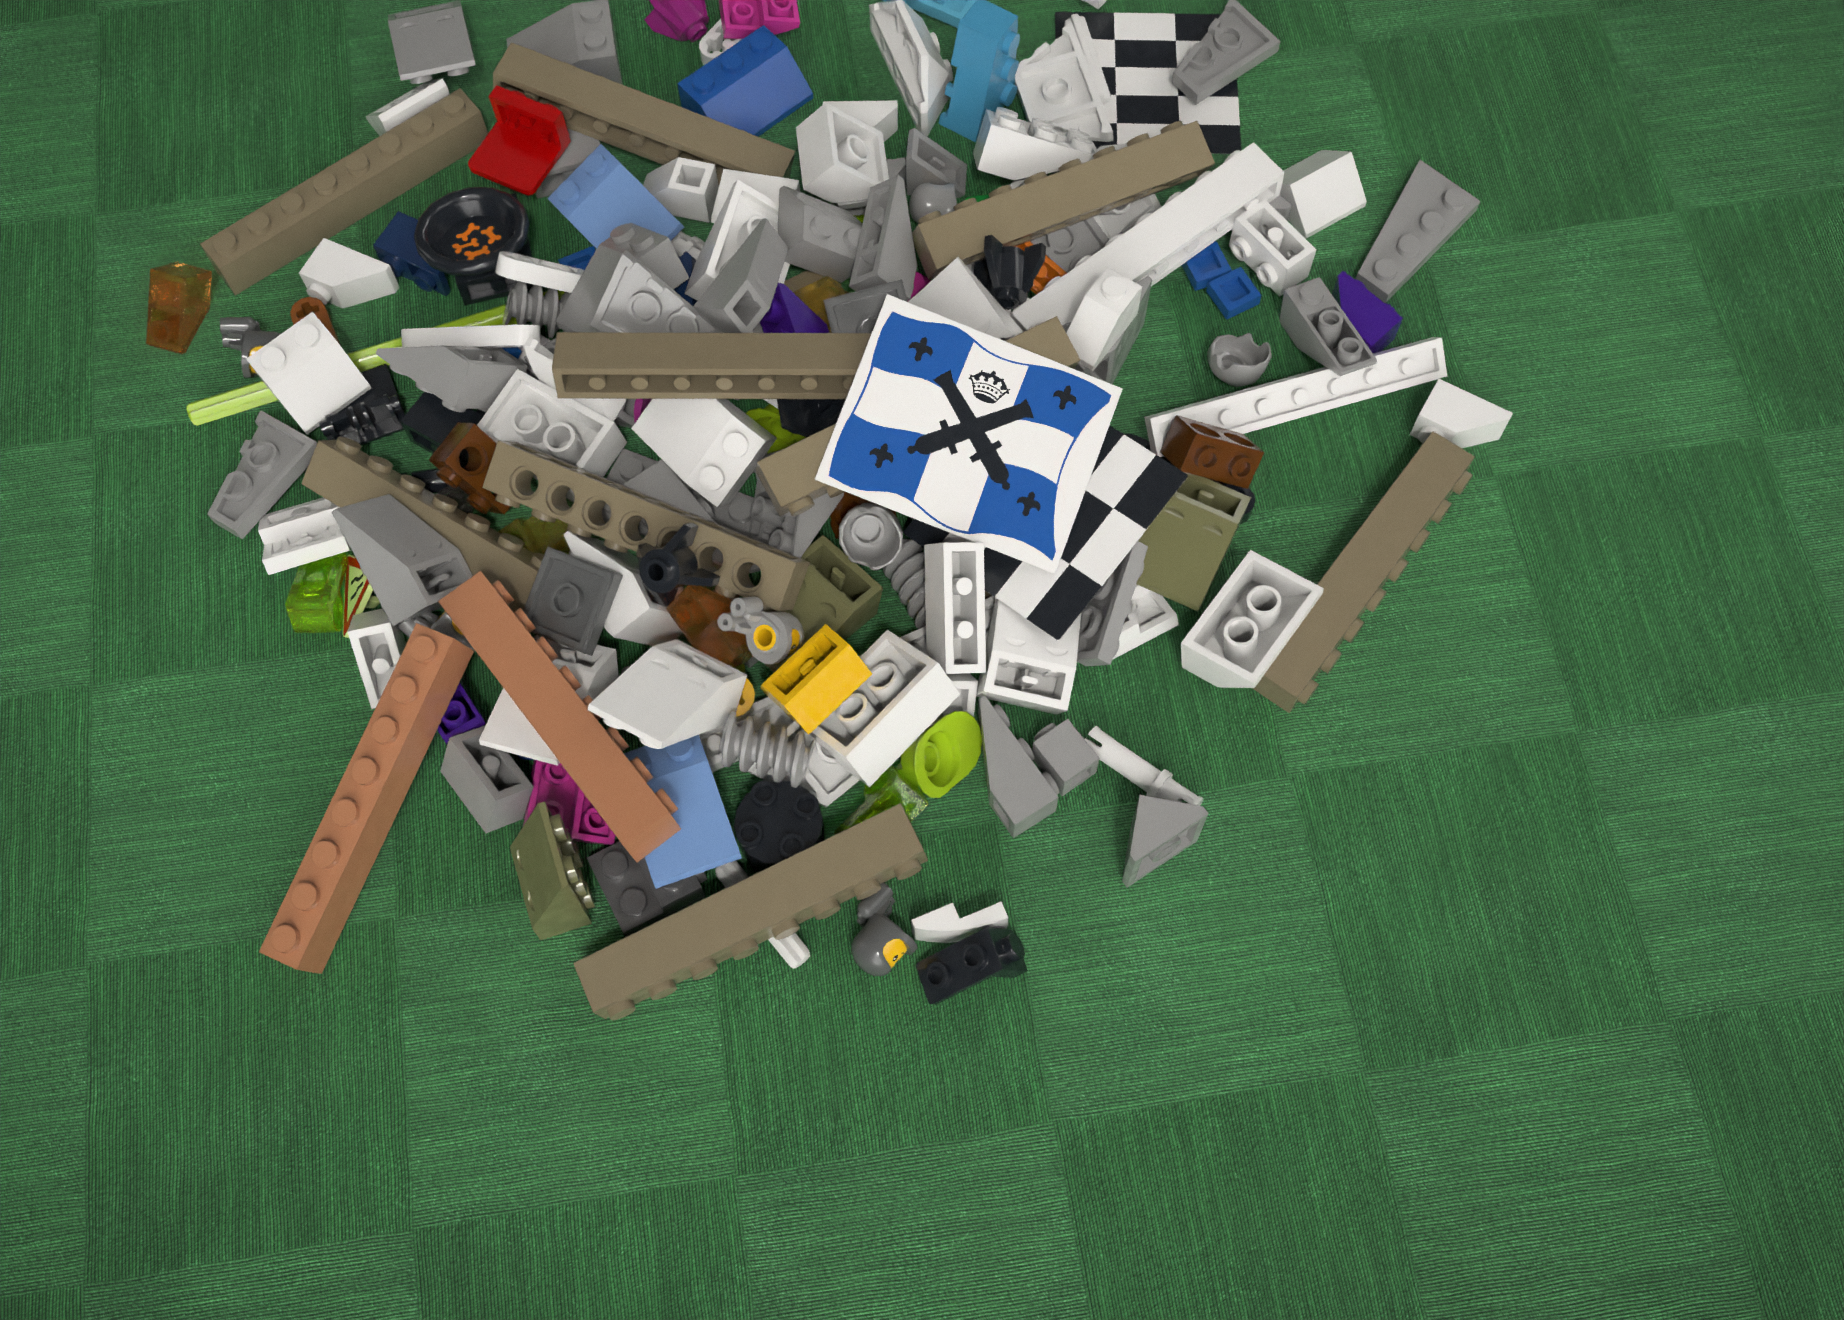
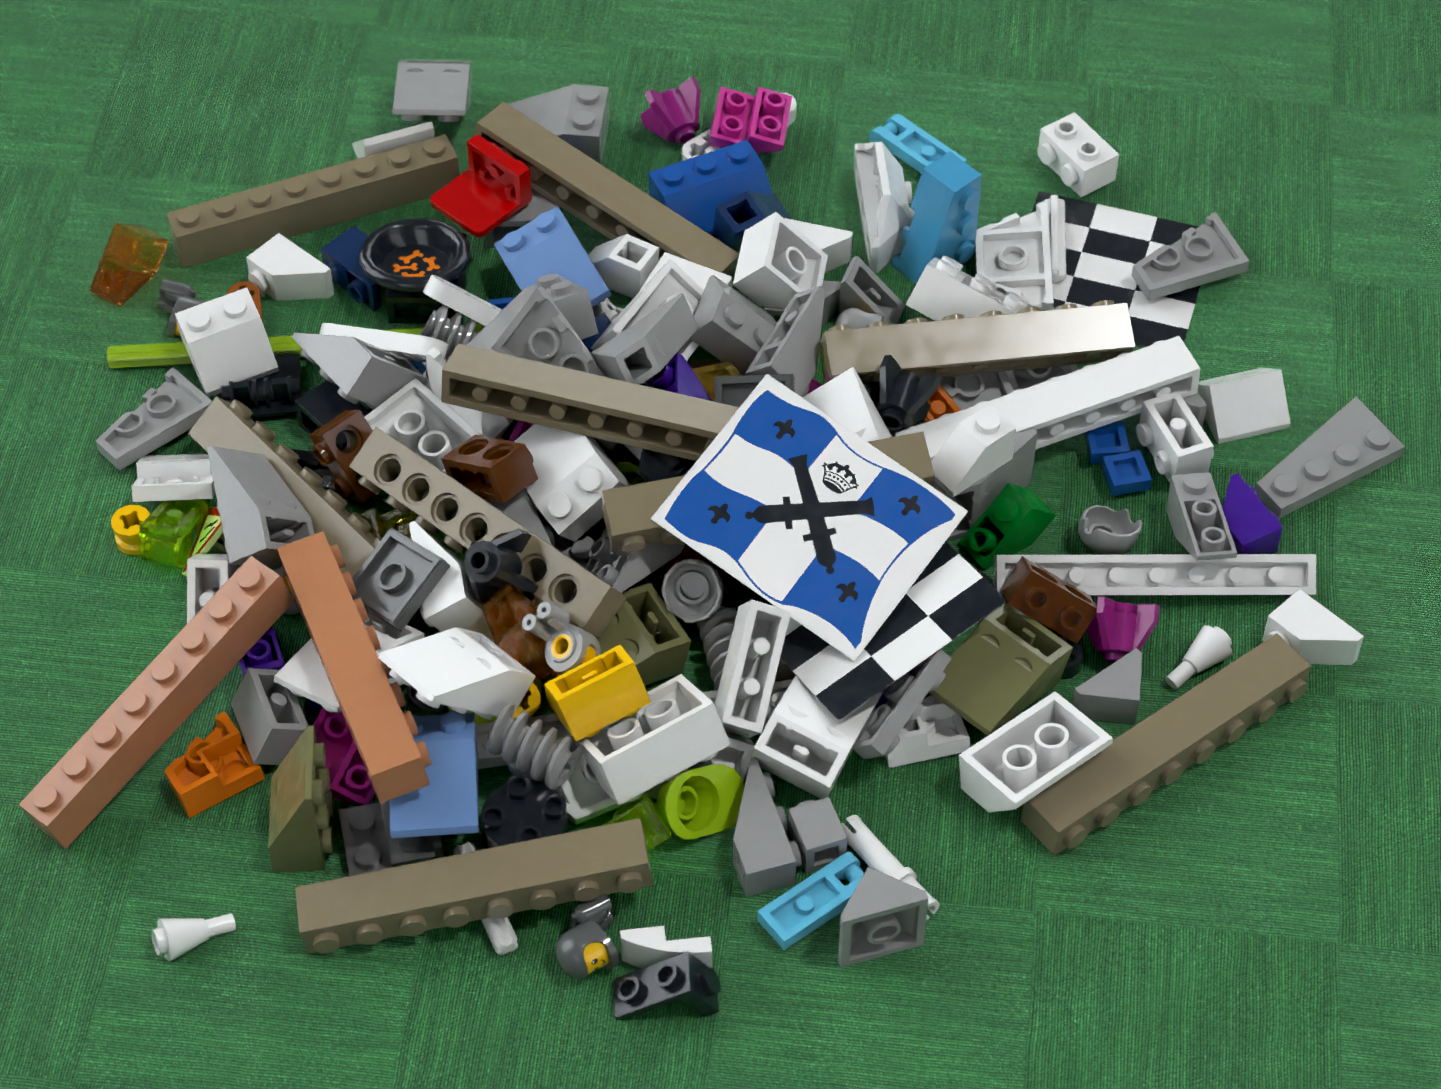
camera: 15 degrees right, 15 degrees down
(265, 593) = (125, 526): none -> yellow wheel
(444, 845) = (213, 769): none -> orange slope
(469, 1042) = (180, 935): none -> white cone
(628, 453) = (491, 467): none -> reddish brown brick
(787, 109) = (742, 213): none -> dark blue slope
(1084, 827) = (811, 901): none -> medium azure plate
(1144, 377) = (1007, 525): none -> green slope
(1286, 463) = (1121, 627): none -> magenta brick
(1299, 530) = (1113, 692): none -> light grey slope
(1367, 461) = (1207, 649): none -> white cone

